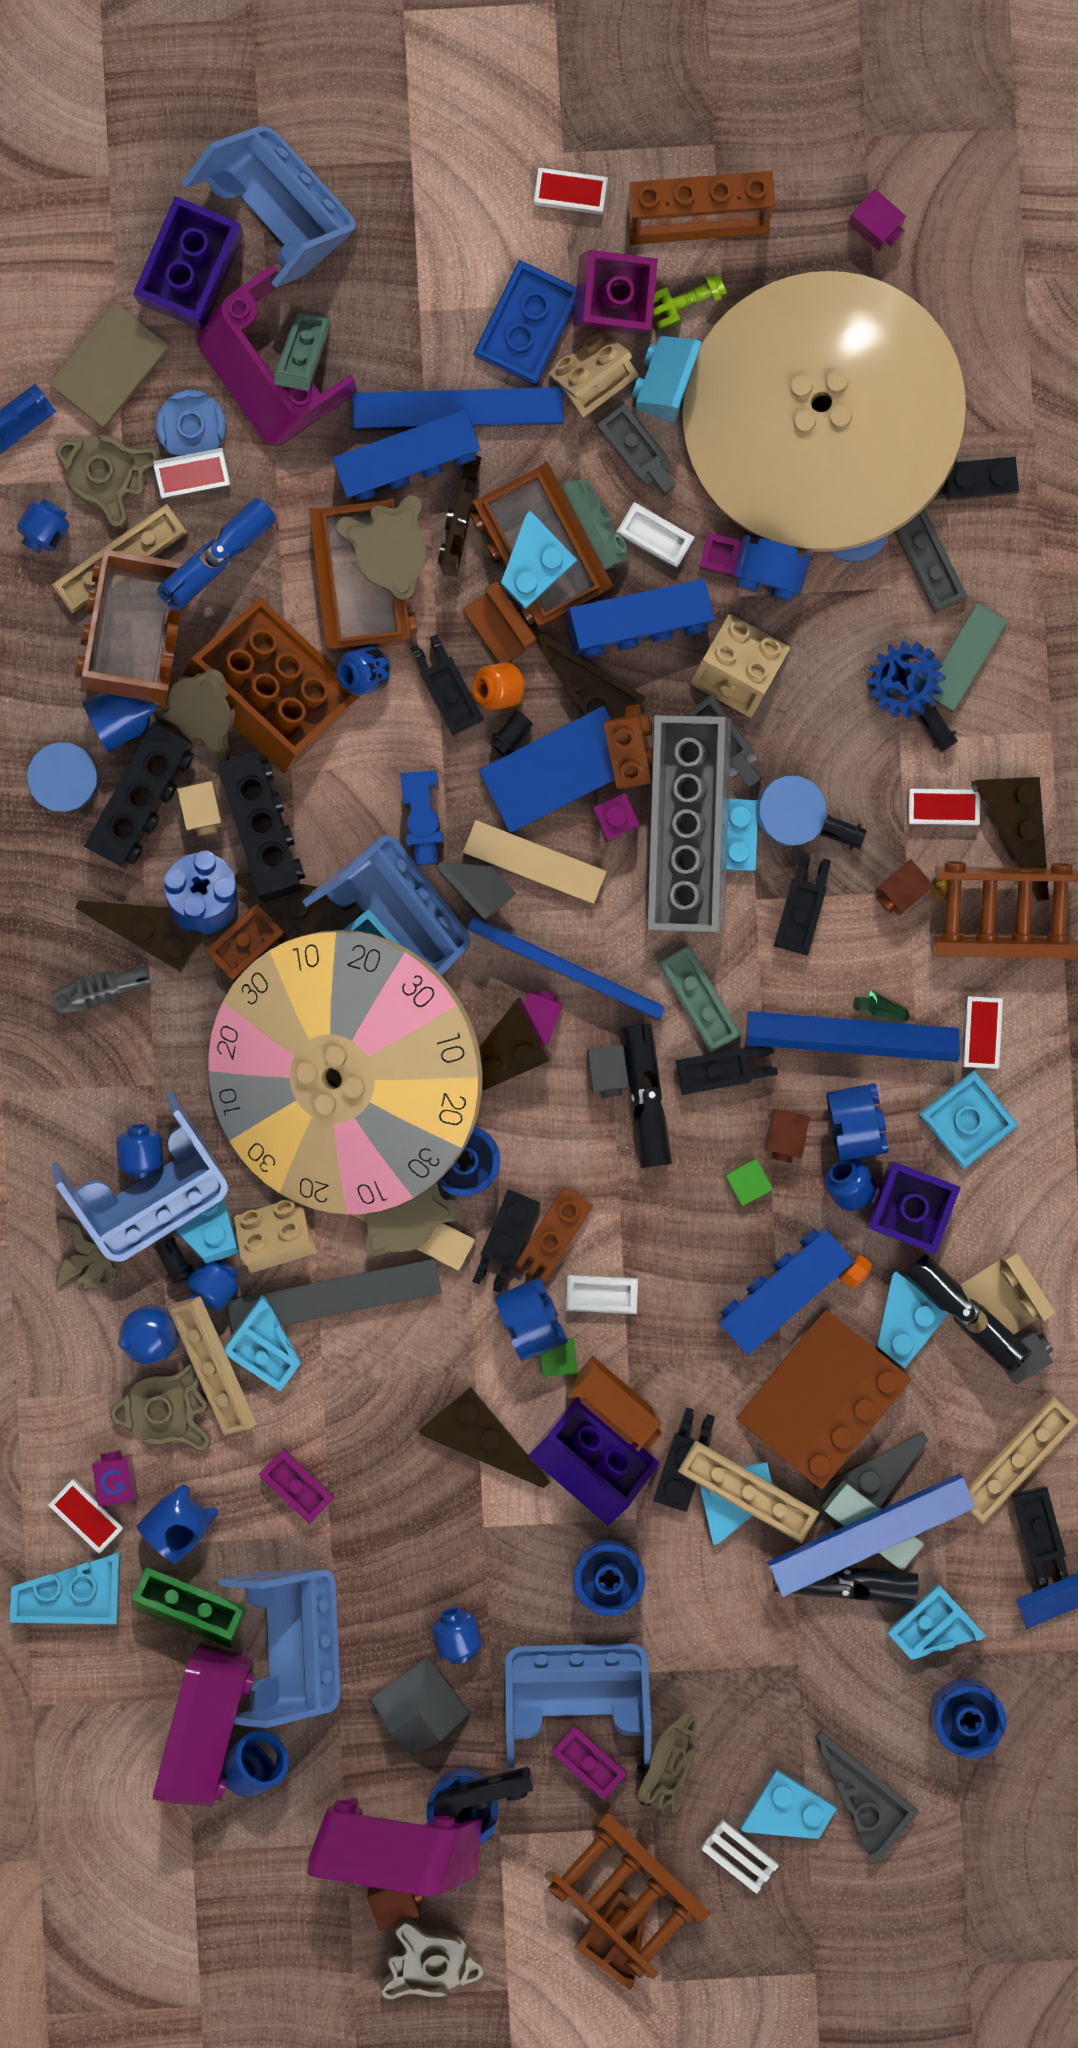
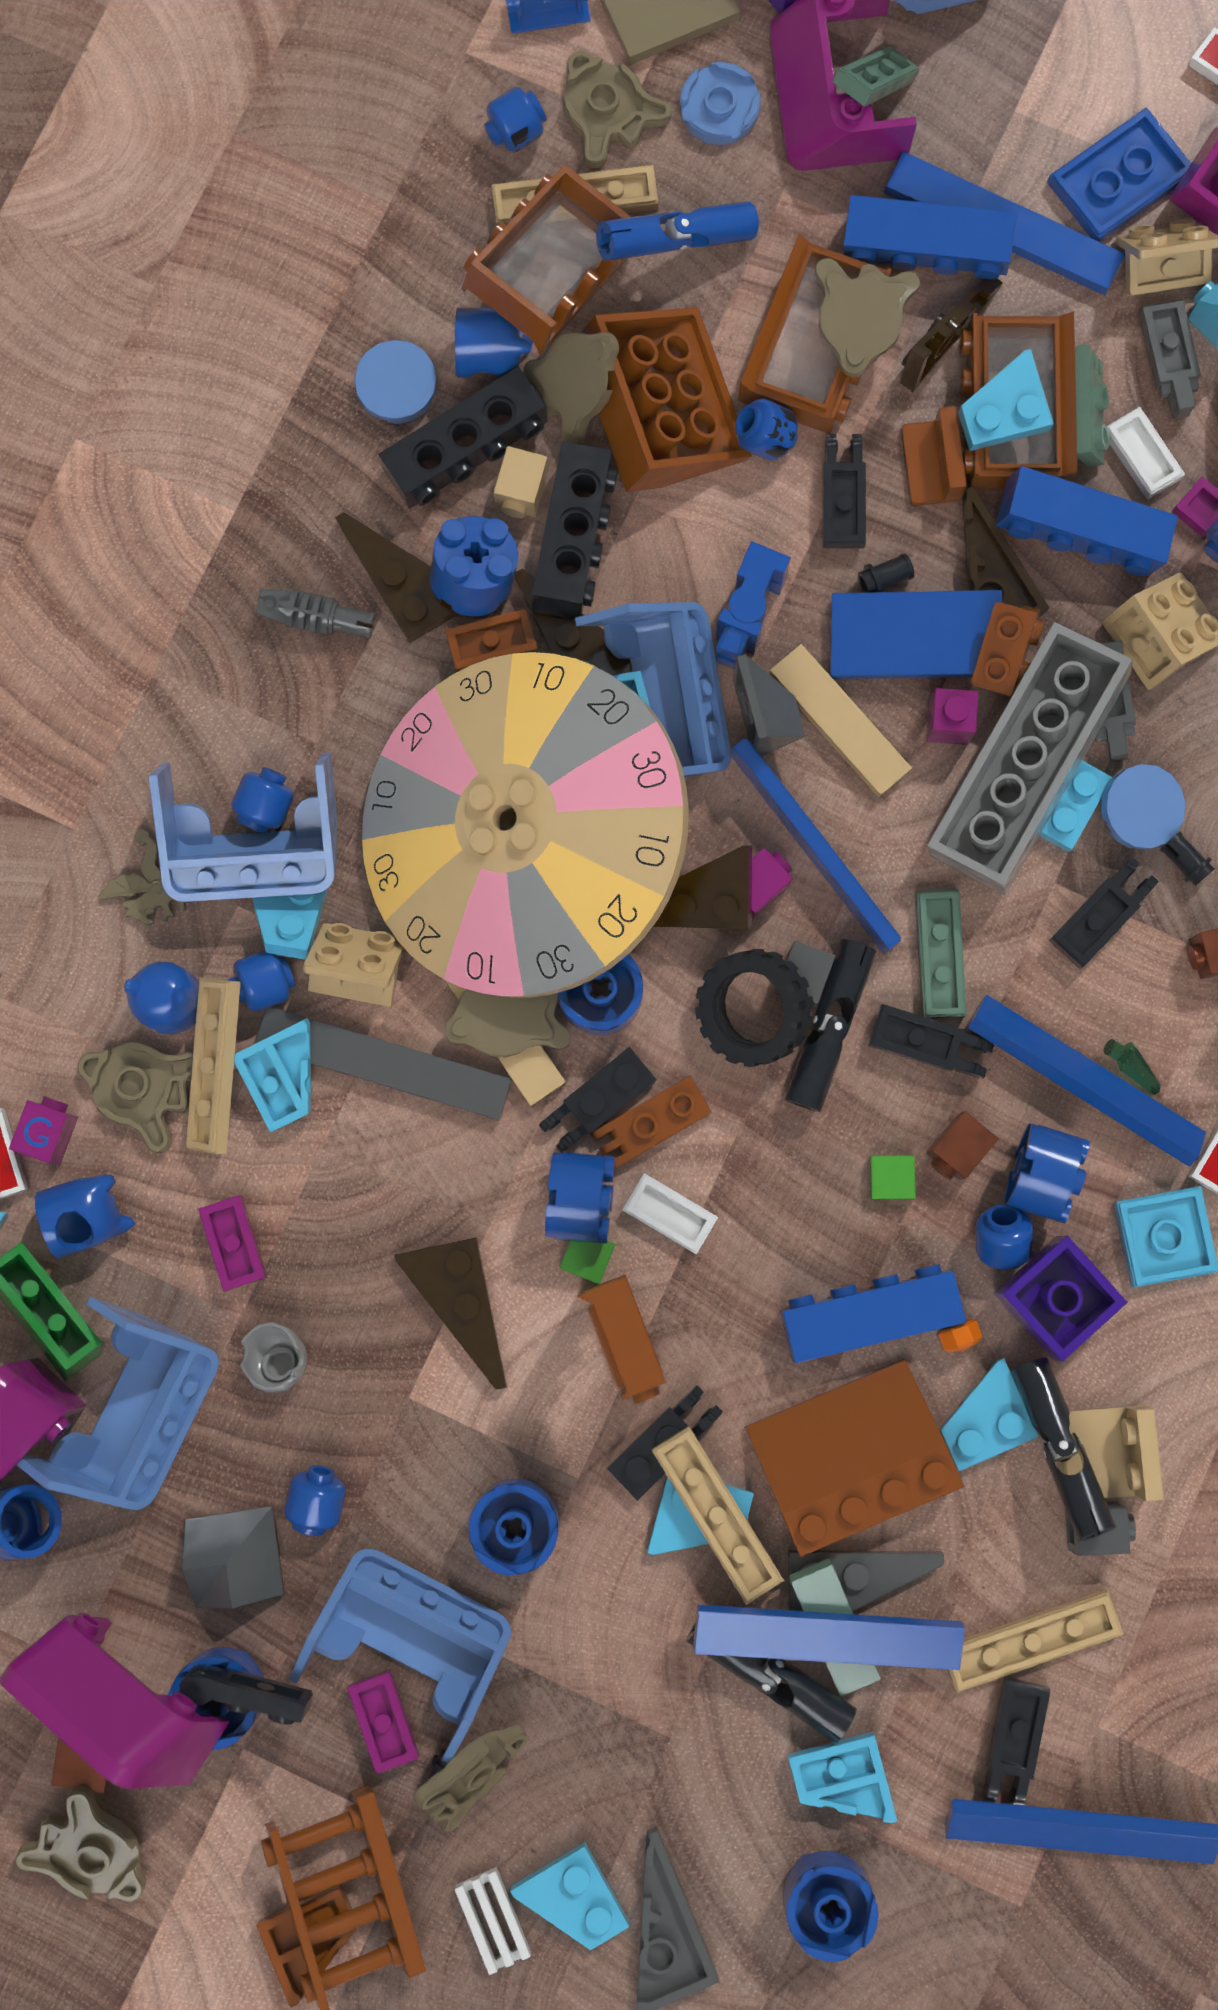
camera: 30 degrees right, 5 degrees down
(174, 1262) = (234, 936): black pin -> none
(191, 472) = (695, 146): tile -> none
(371, 1551) = (273, 1357): none -> light grey hair
(498, 686) = (899, 517): orange head -> none
(566, 1141) = (713, 1008): none -> black tyre
(593, 1462) = (566, 1389): dark purple slope -> none

